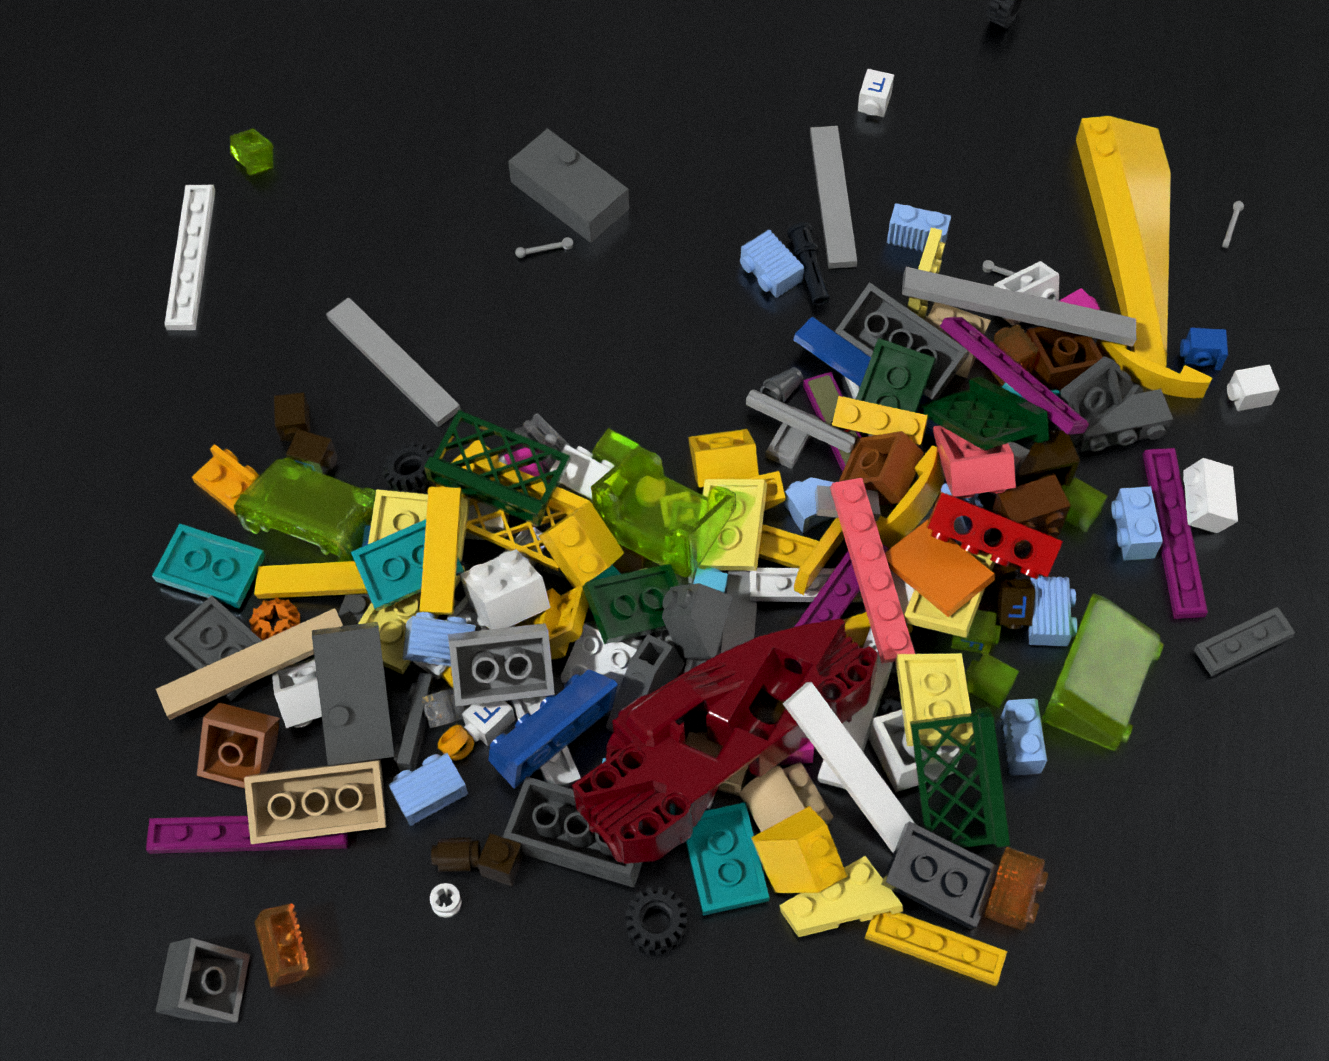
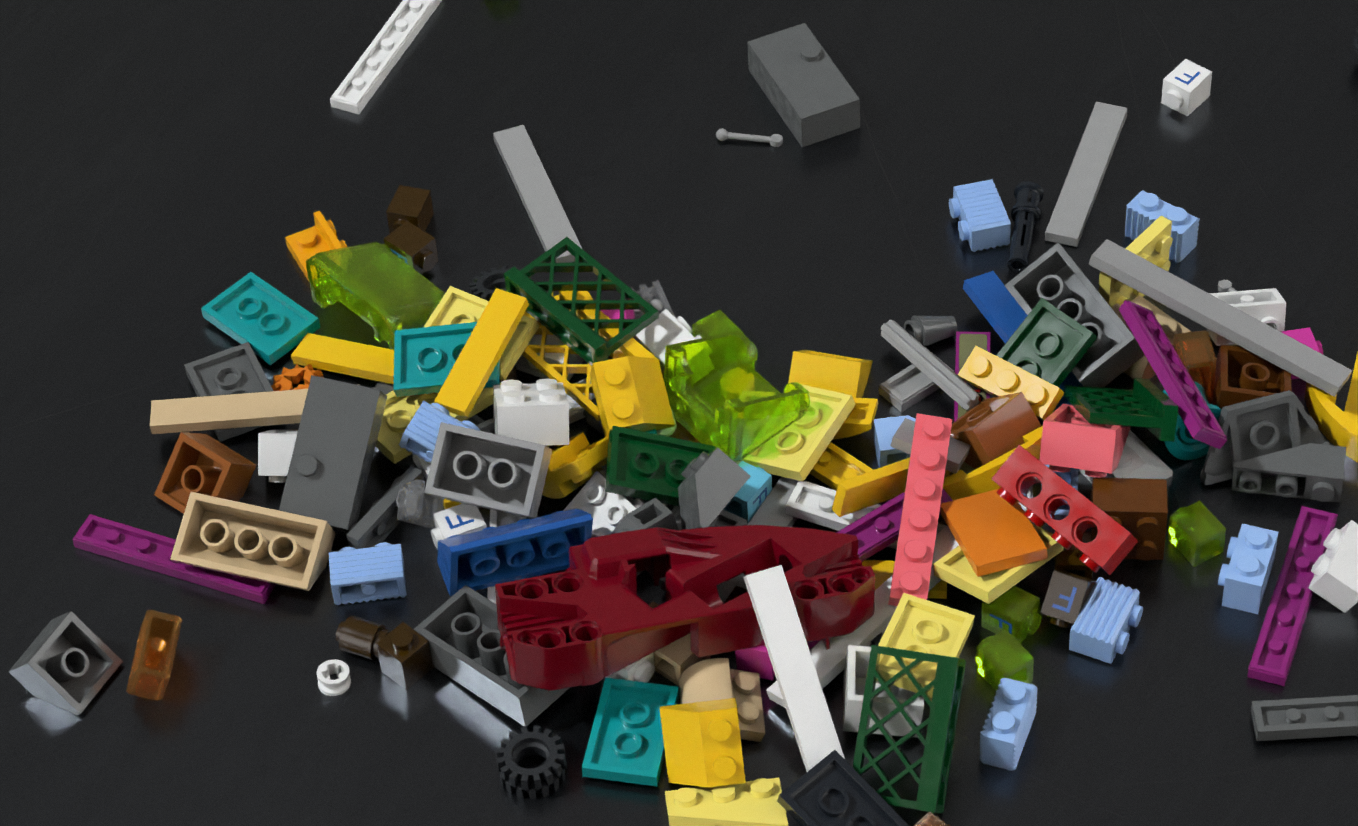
camera: 25 degrees right, 15 degrees down
(453, 740) = (414, 539): light orange tile -> none
(1050, 458) = (1178, 463): dark brown slope -> none
(1103, 674) = (1123, 688): clear neon green windscreen -> none

